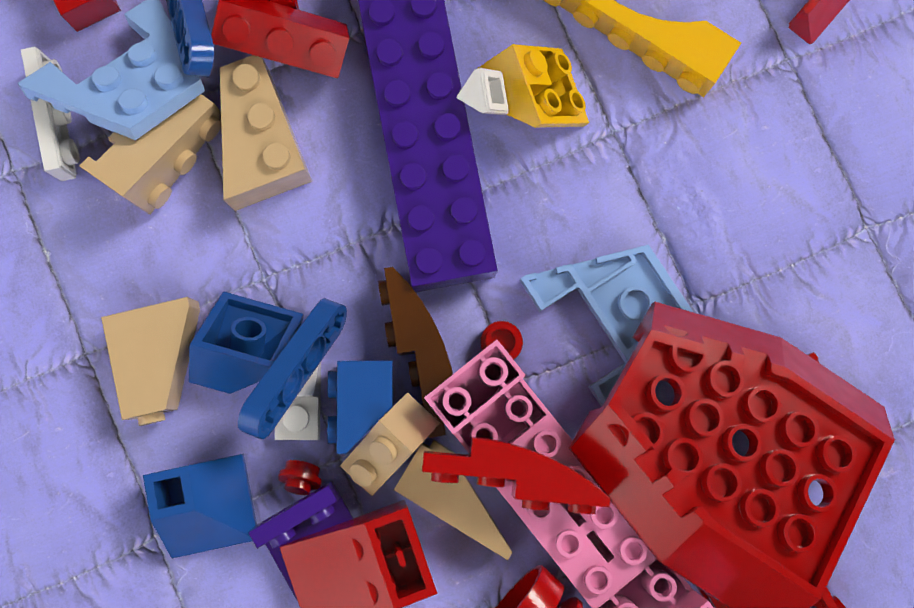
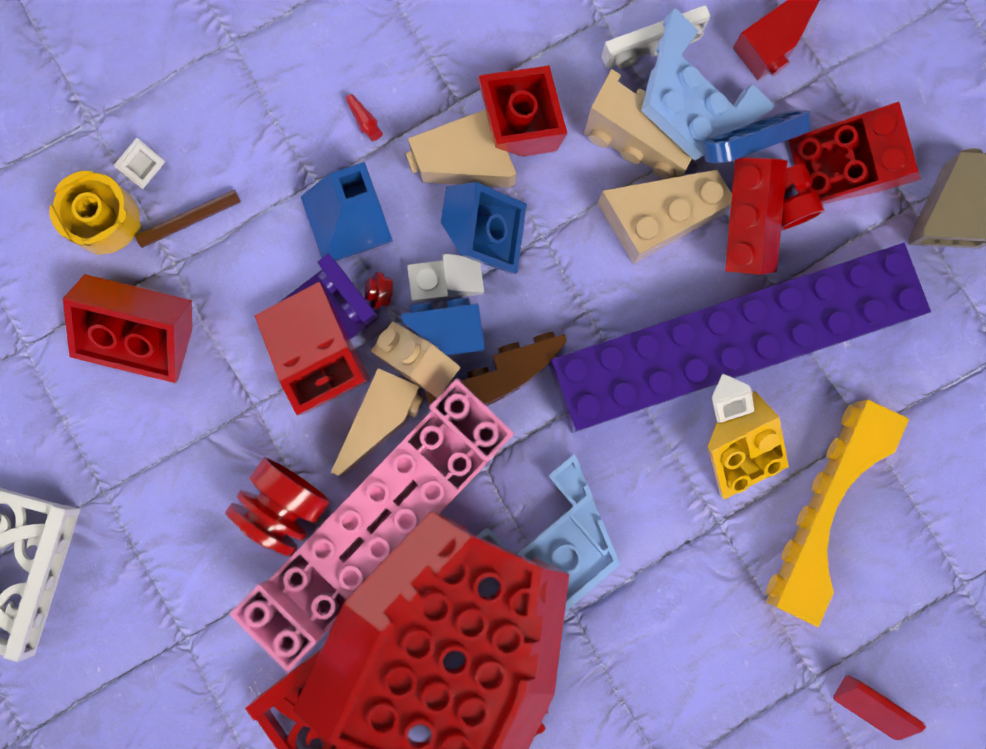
camera: 85 degrees right, 0 degrees up
(88, 469) = (365, 120): none -> red piece
(111, 277) = (523, 110): none -> red slope
(292, 369) = (468, 269): blue beam -> none
(506, 334) = (519, 447): red plate -> none
(534, 475) = (404, 483): red slope -> none

